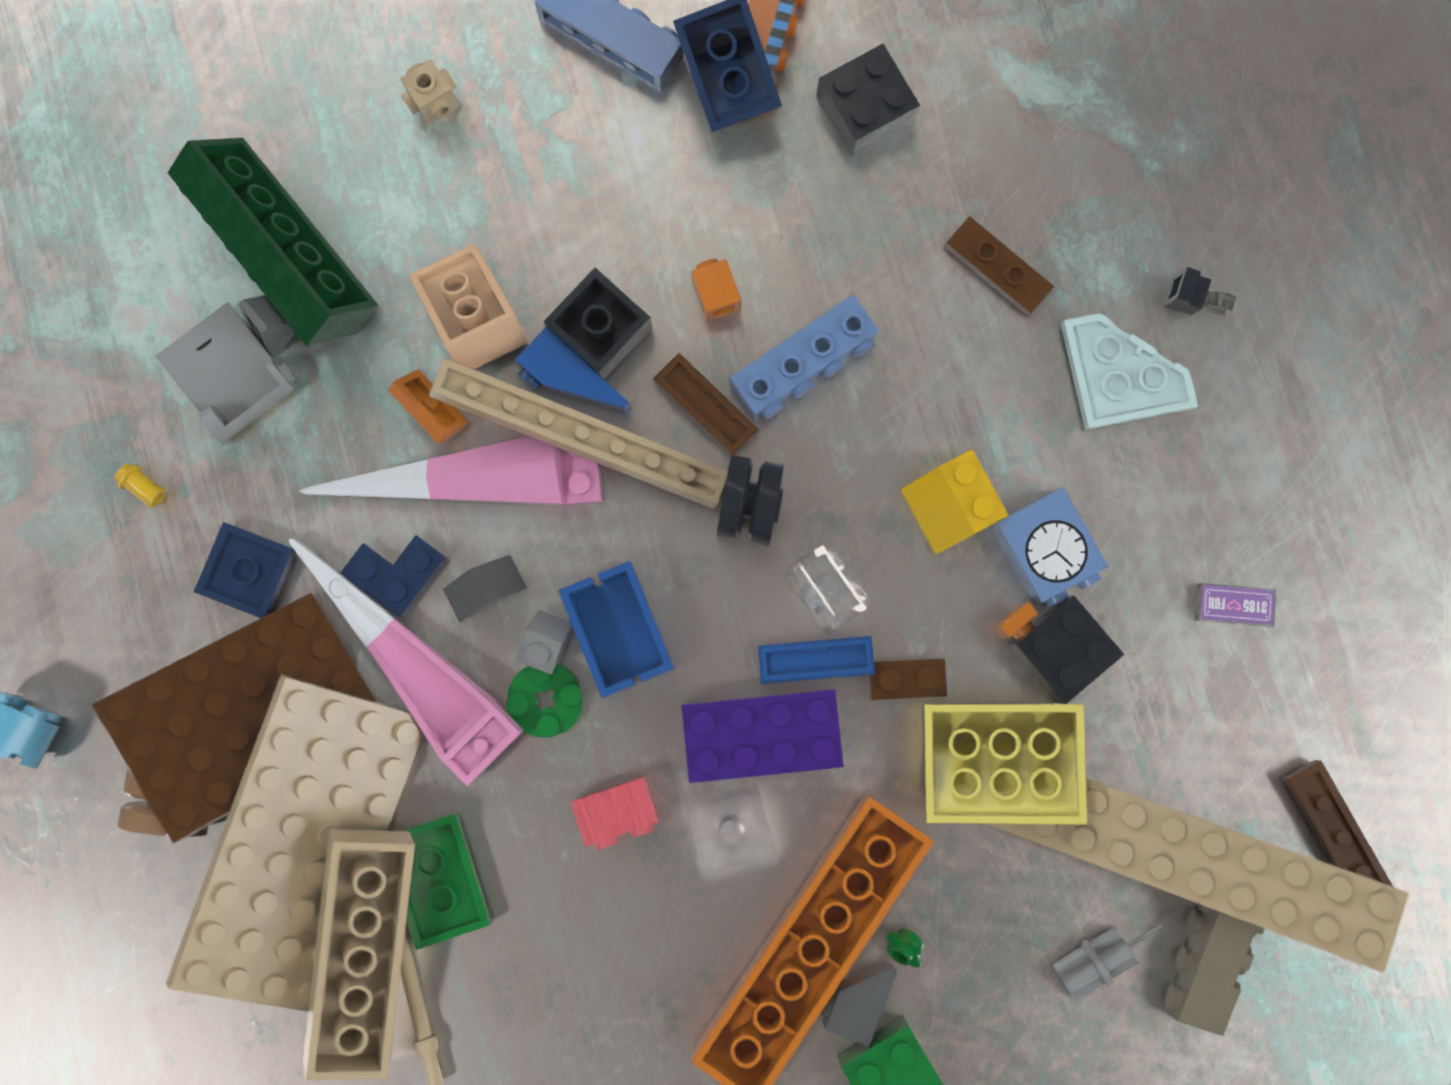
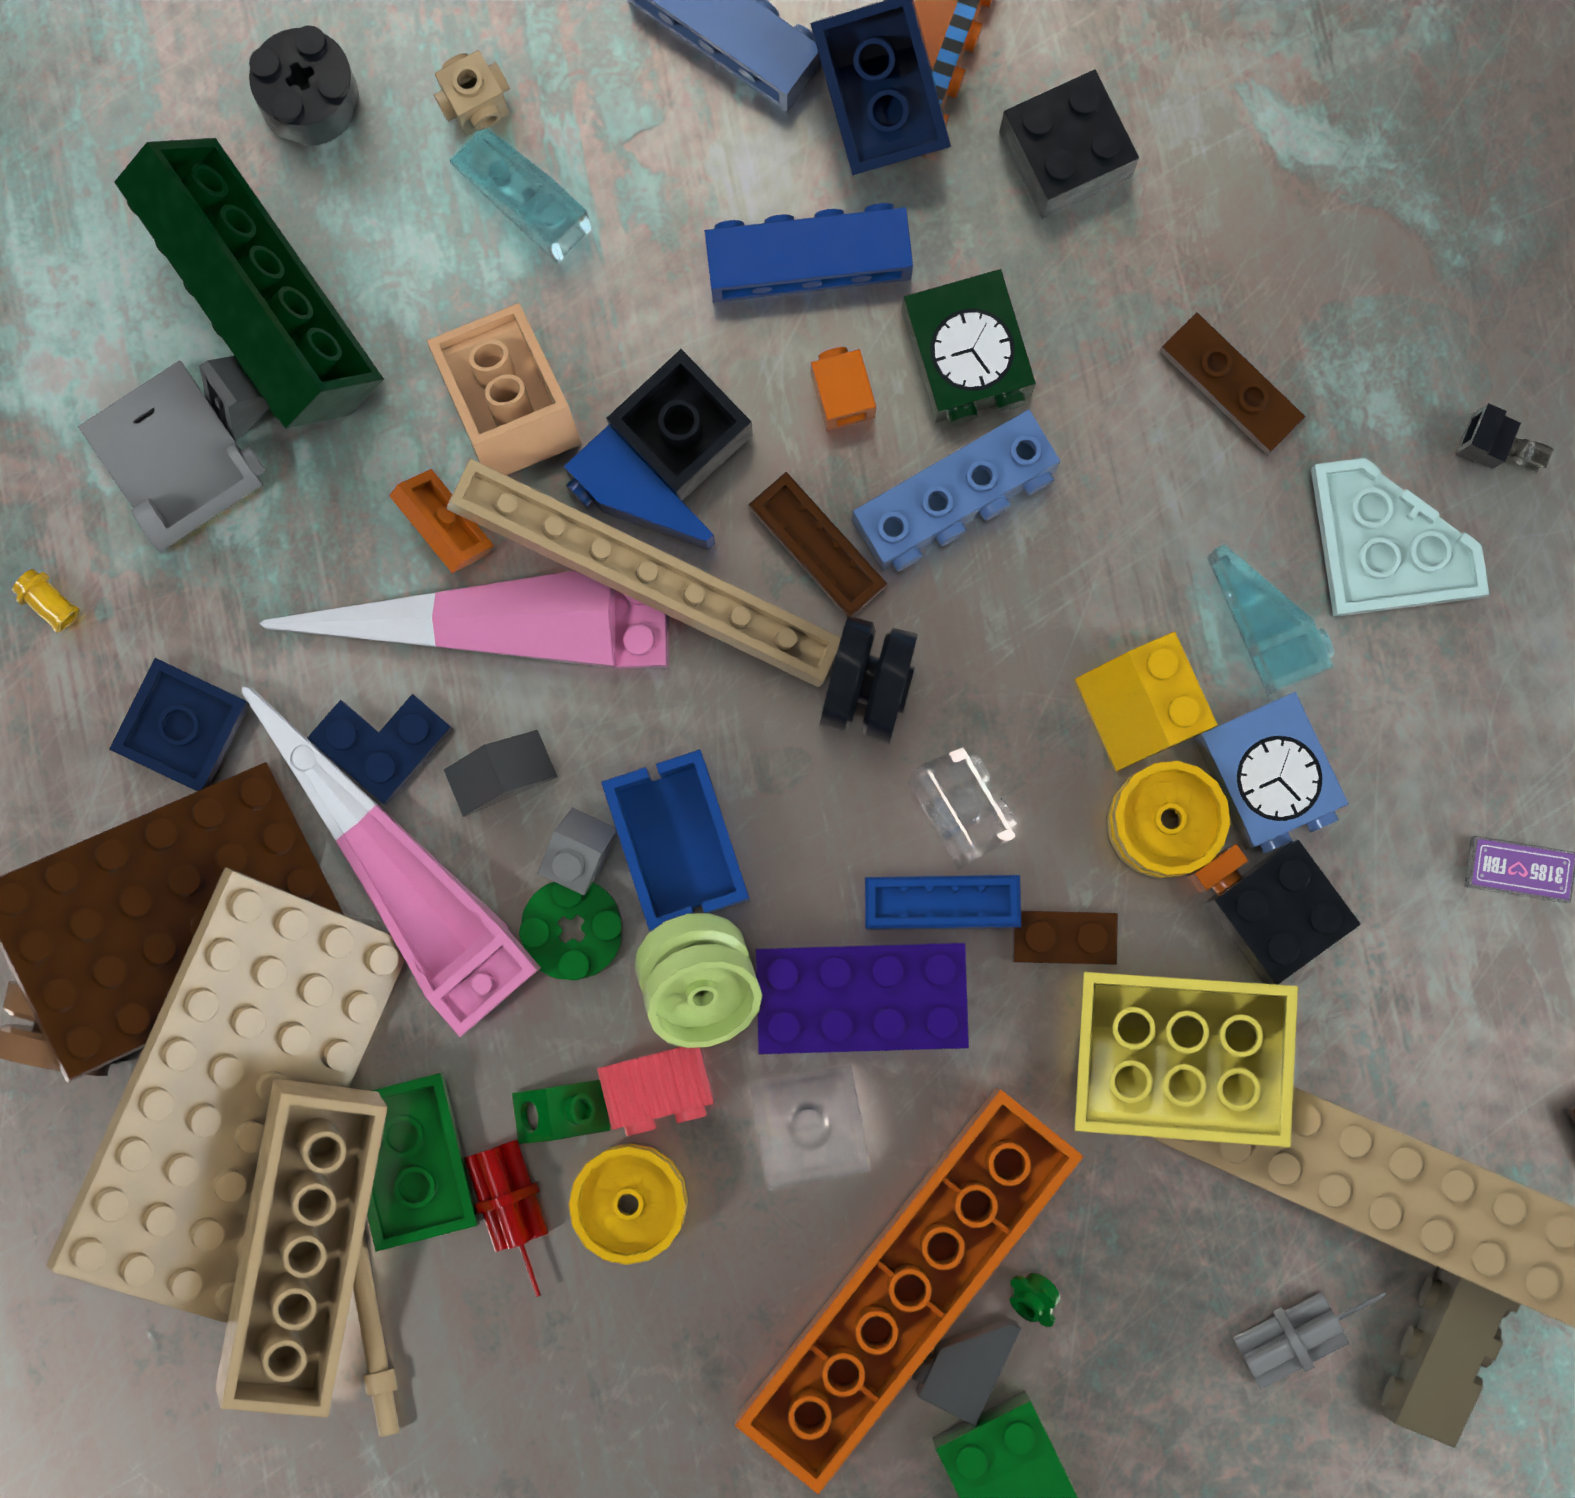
camera: 10 degrees right, 0 degrees up
(301, 76) = (298, 59): none -> black brick
(472, 163) = (523, 193): none -> clear light blue slope
(511, 903) = (507, 1199): none -> red piece
(546, 835) = (561, 1112): none -> green bracket
(607, 923) = (599, 1191): none -> yellow wheel
(639, 732) = (697, 980): none -> yellowish green wheel
(684, 192) = (809, 253): none -> blue brick
(805, 253) = (968, 347): none -> dark green brick
(993, 571) = (1137, 826): none -> yellow wheel
(1044, 443) = (1273, 628): none -> clear light blue slope

